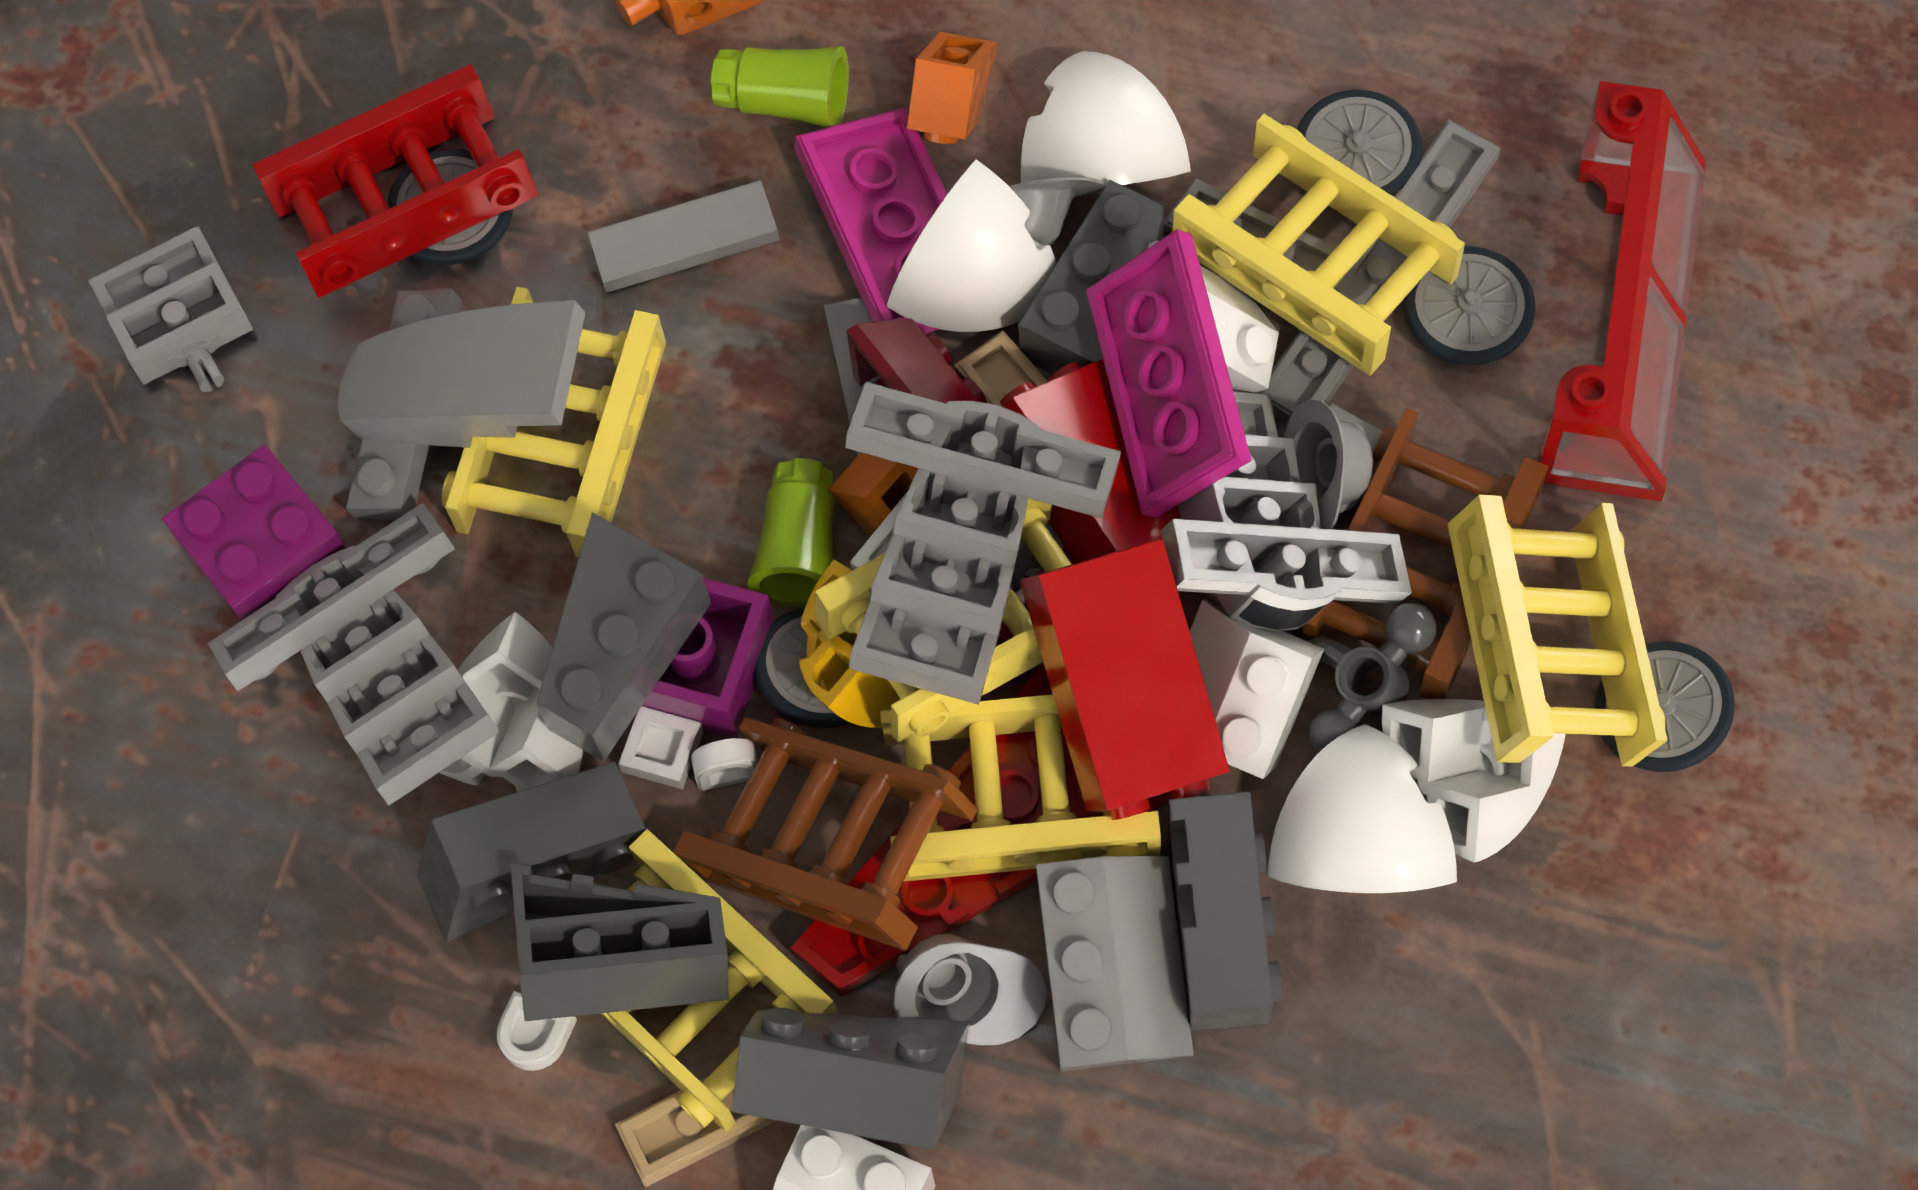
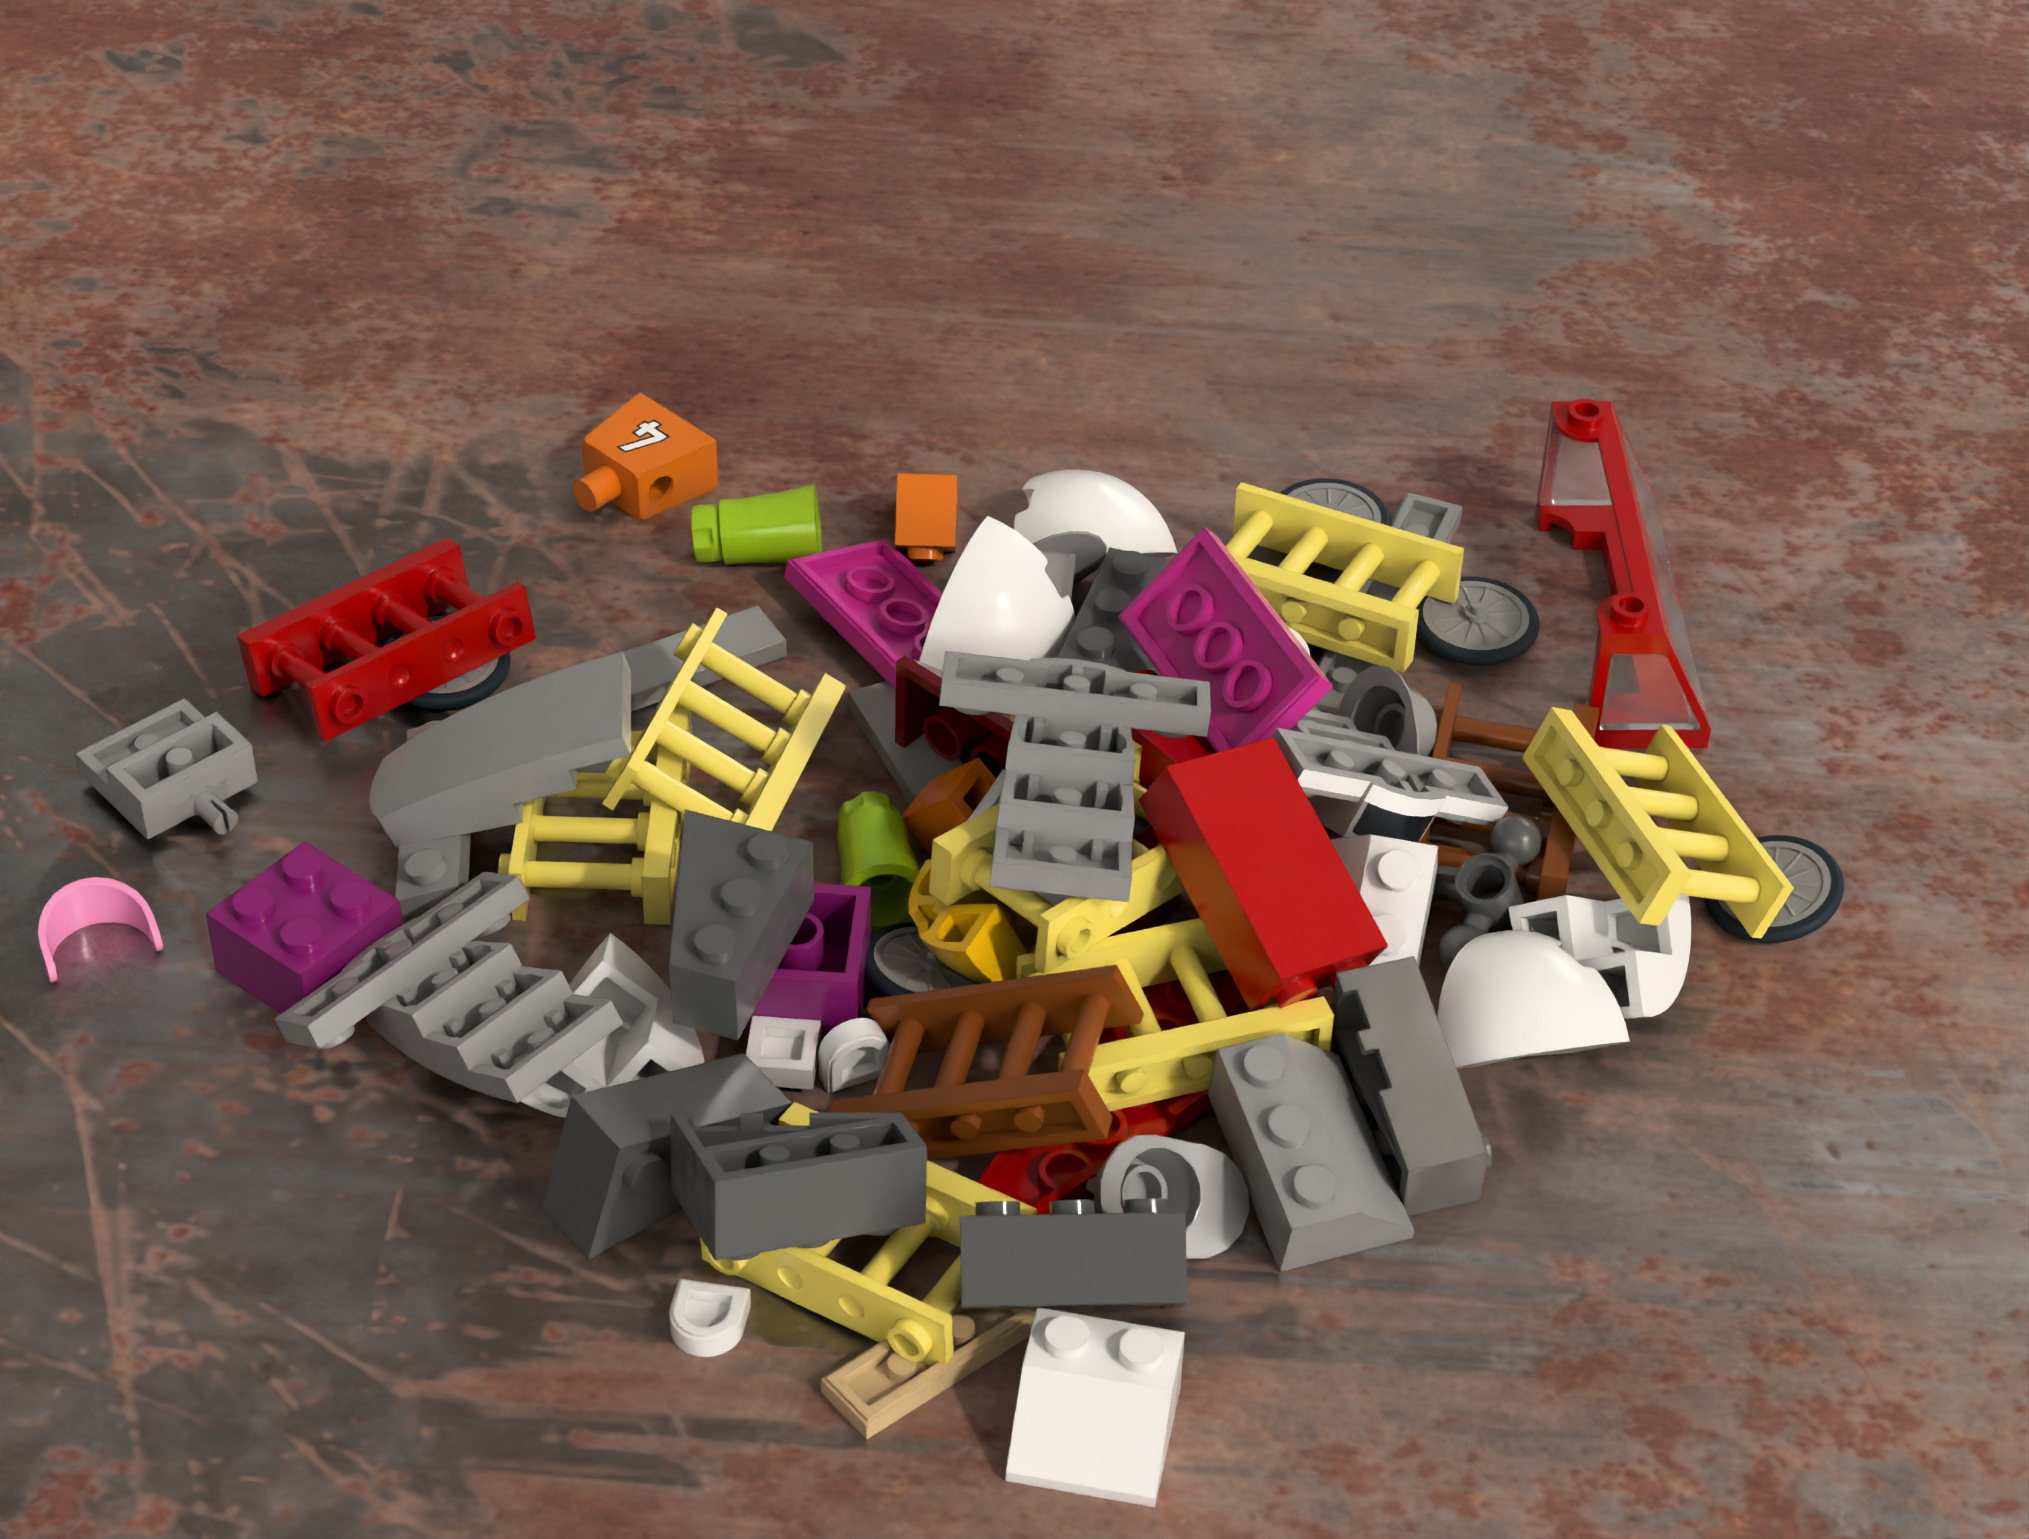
camera: 20 degrees left, 25 degrees down
(59, 466) = (90, 903): none -> bright pink helmet
(738, 382) = (782, 750): none -> light yellow fence

